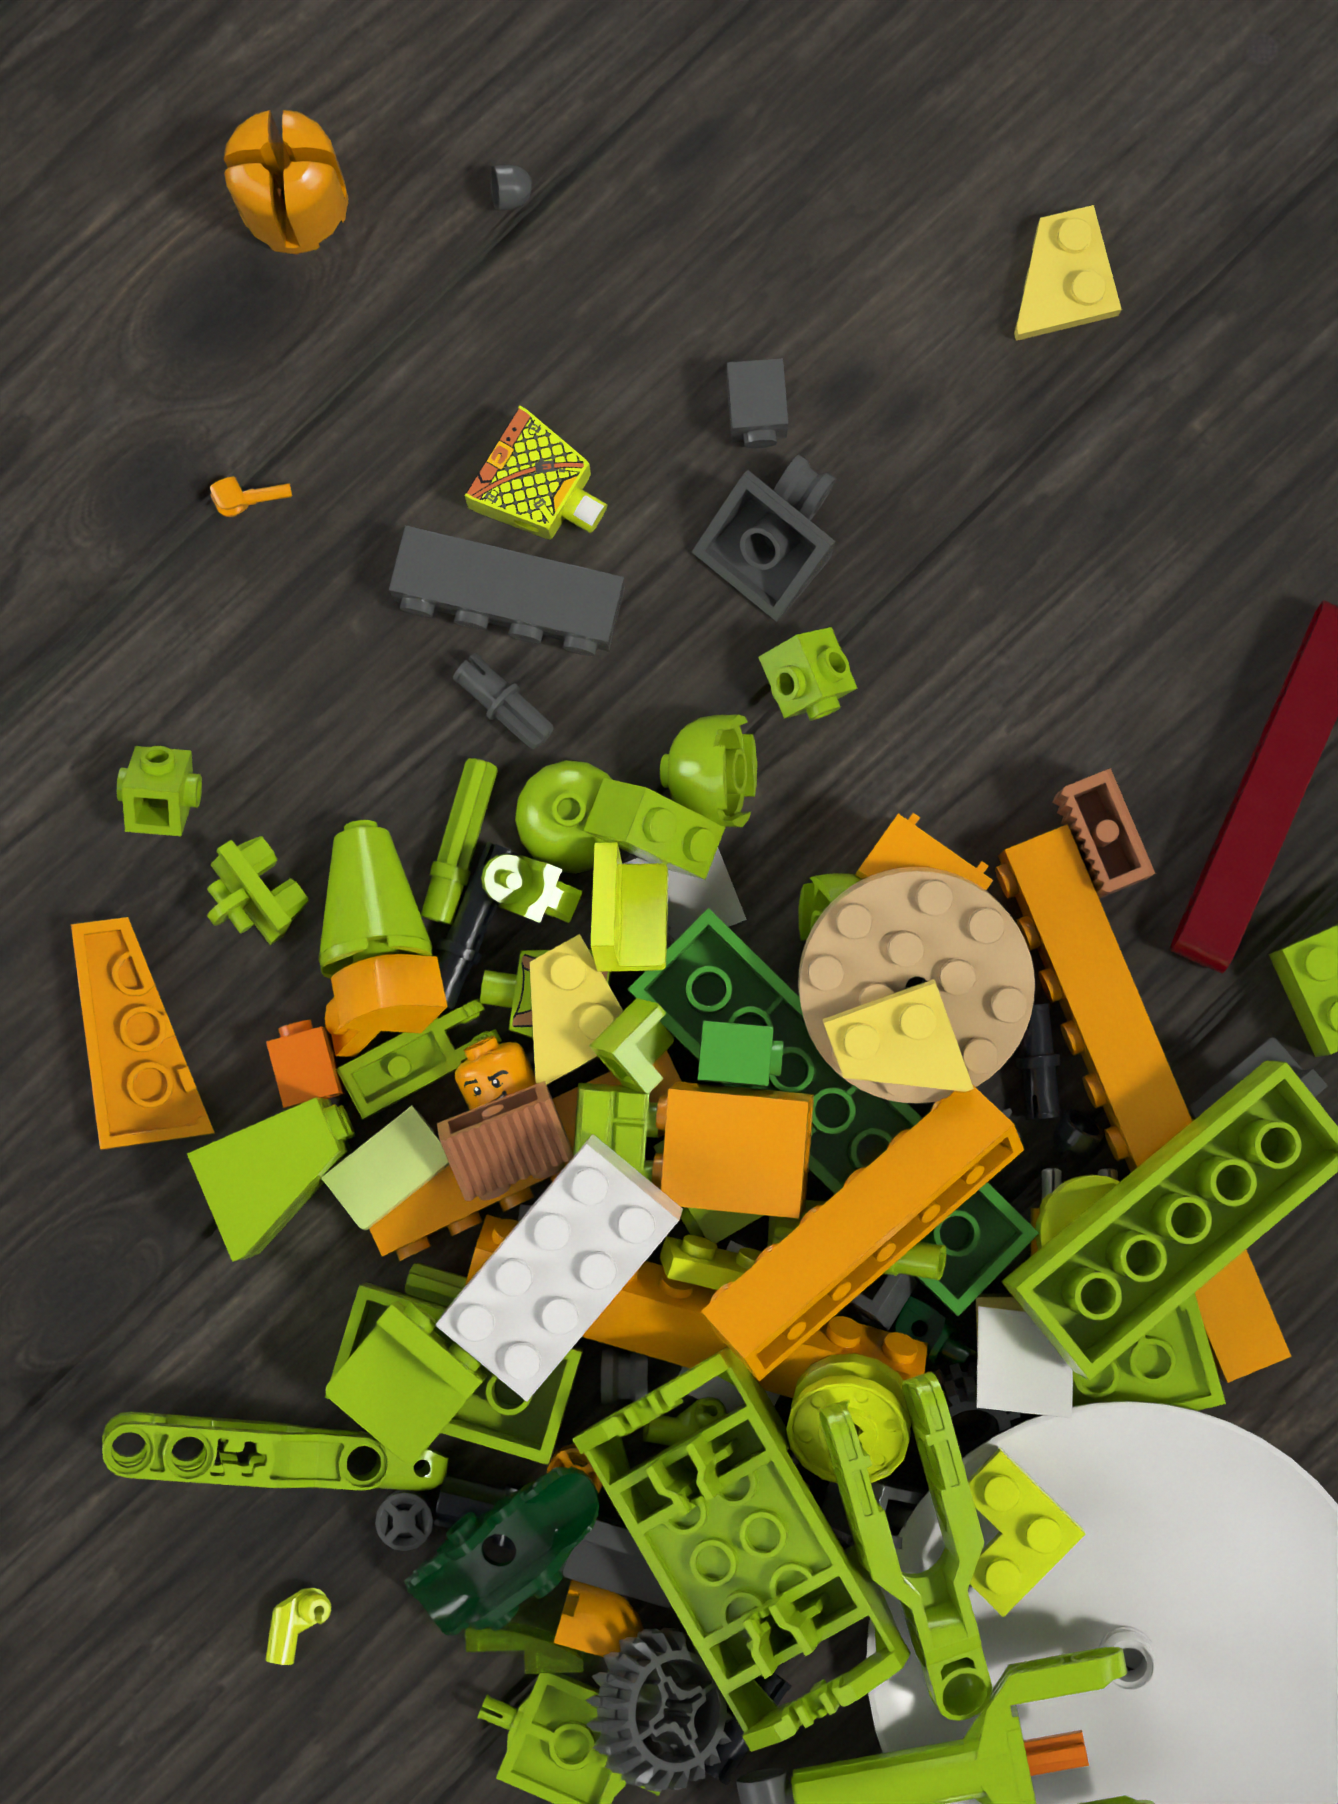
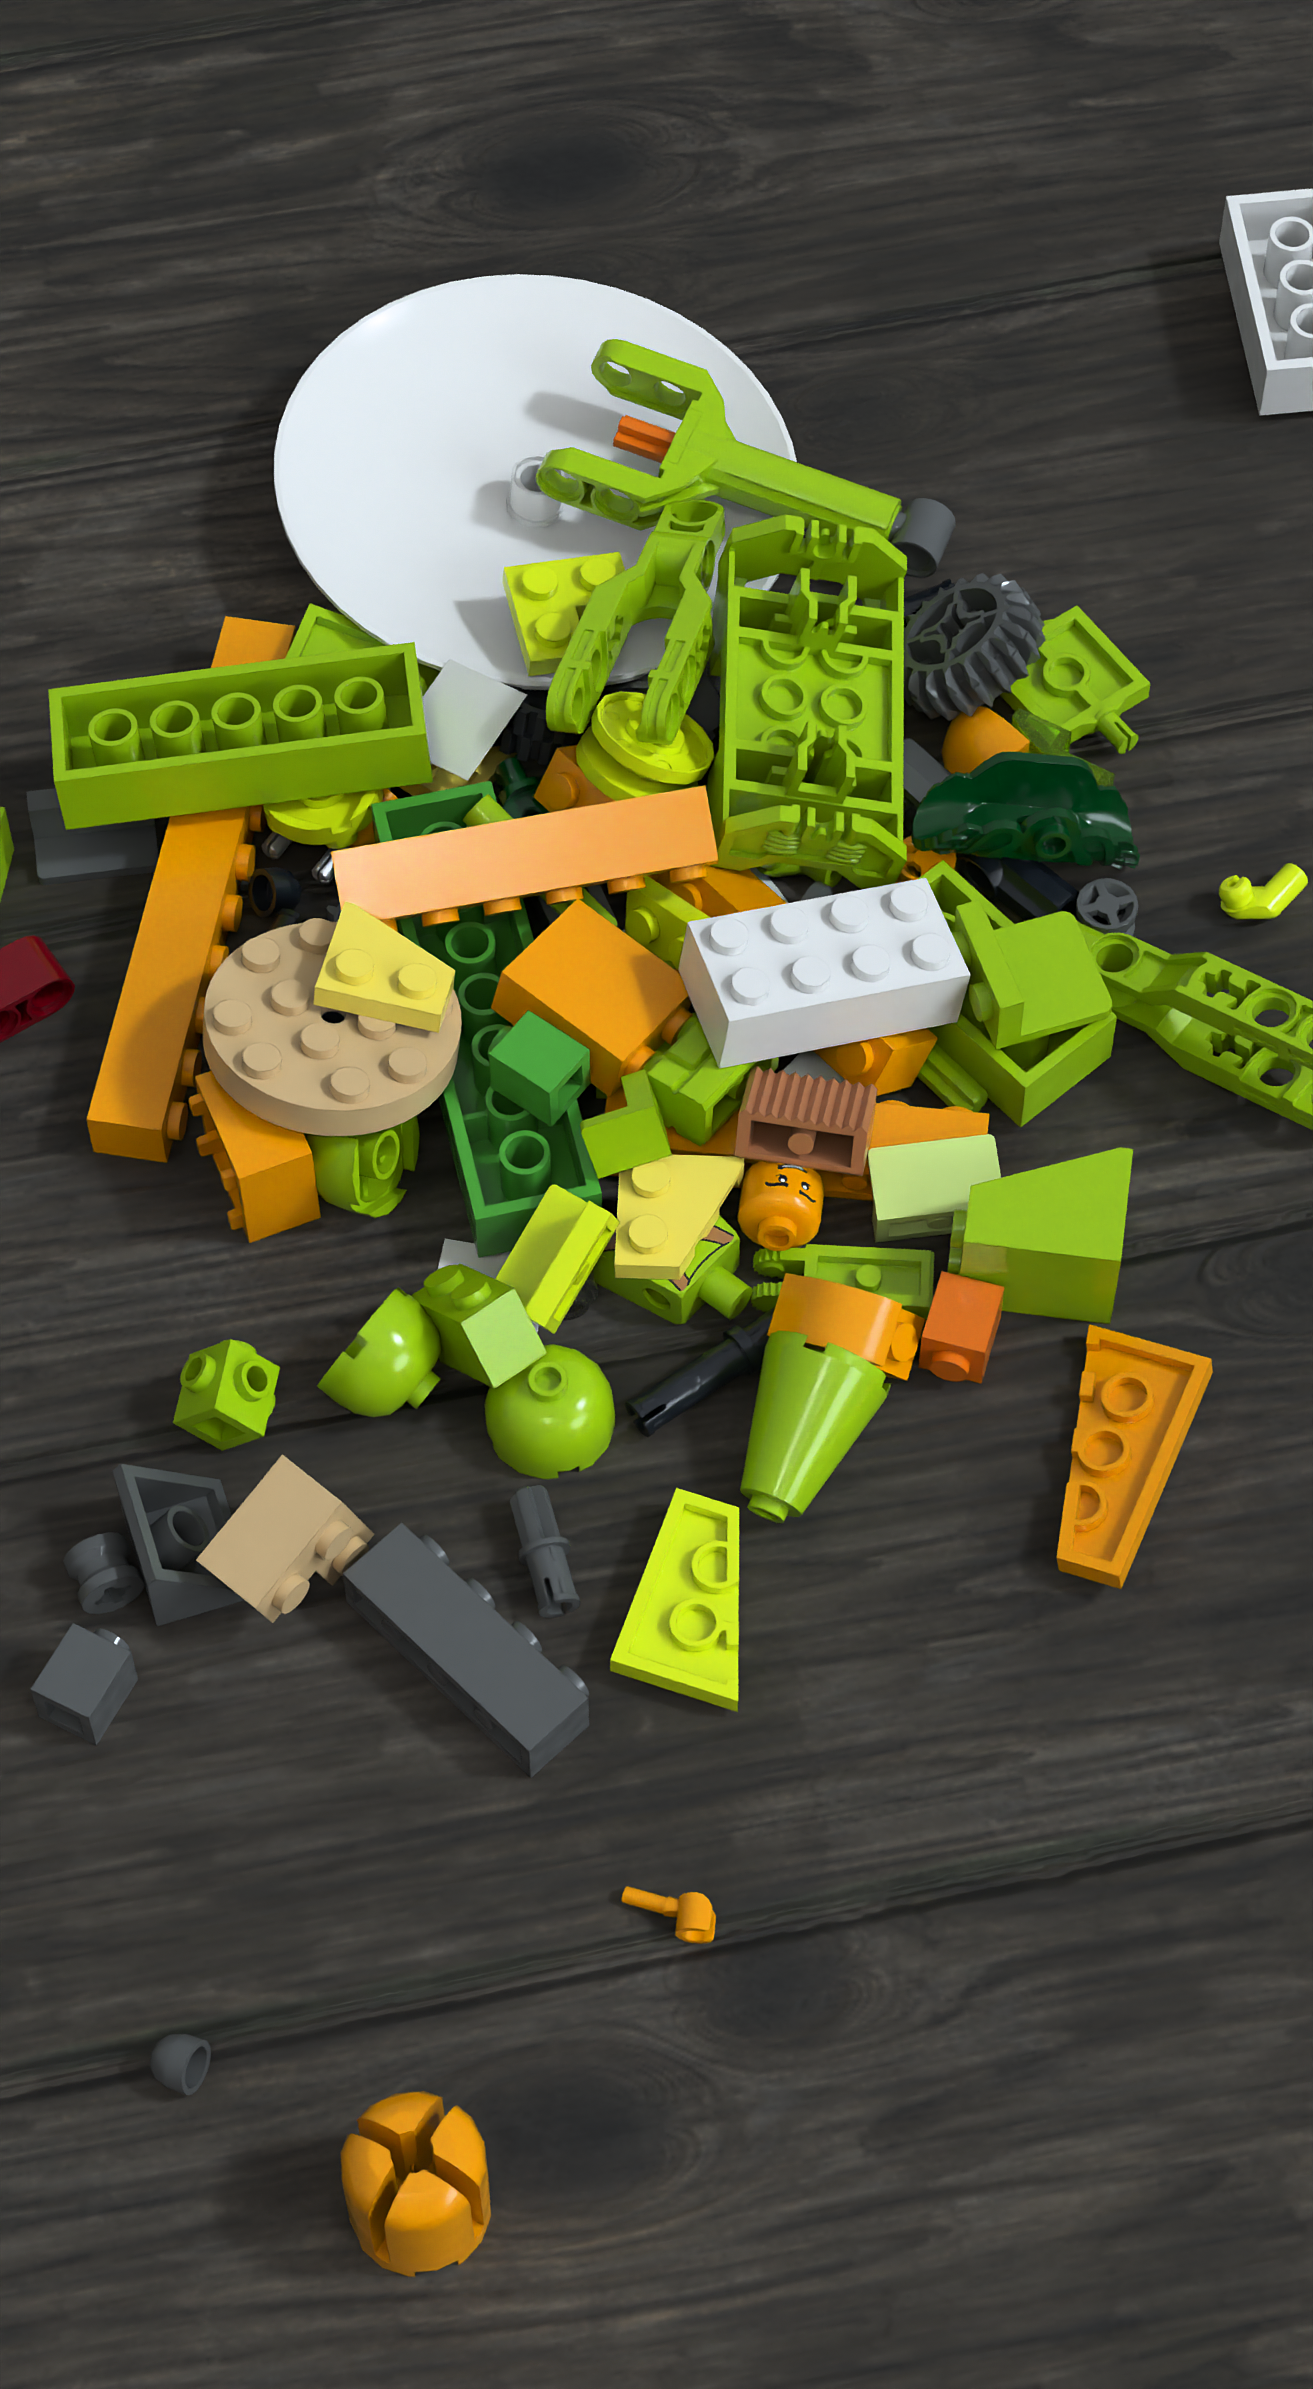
camera: 150 degrees left, 25 degrees down
(158, 790) = (950, 1650): lime brick -> none
(243, 891) = (908, 1489): lime hips -> none
(375, 722) = (687, 1605): none -> neon yellow wing
(462, 831) = (701, 1430): lime axle -> none
(529, 888) = (633, 1342): lime hips -> none
(534, 481) = (367, 1738): torso -> none
(674, 582) = (282, 1538): none -> tan brick
(1104, 833) = (56, 1099): nougat brick -> none

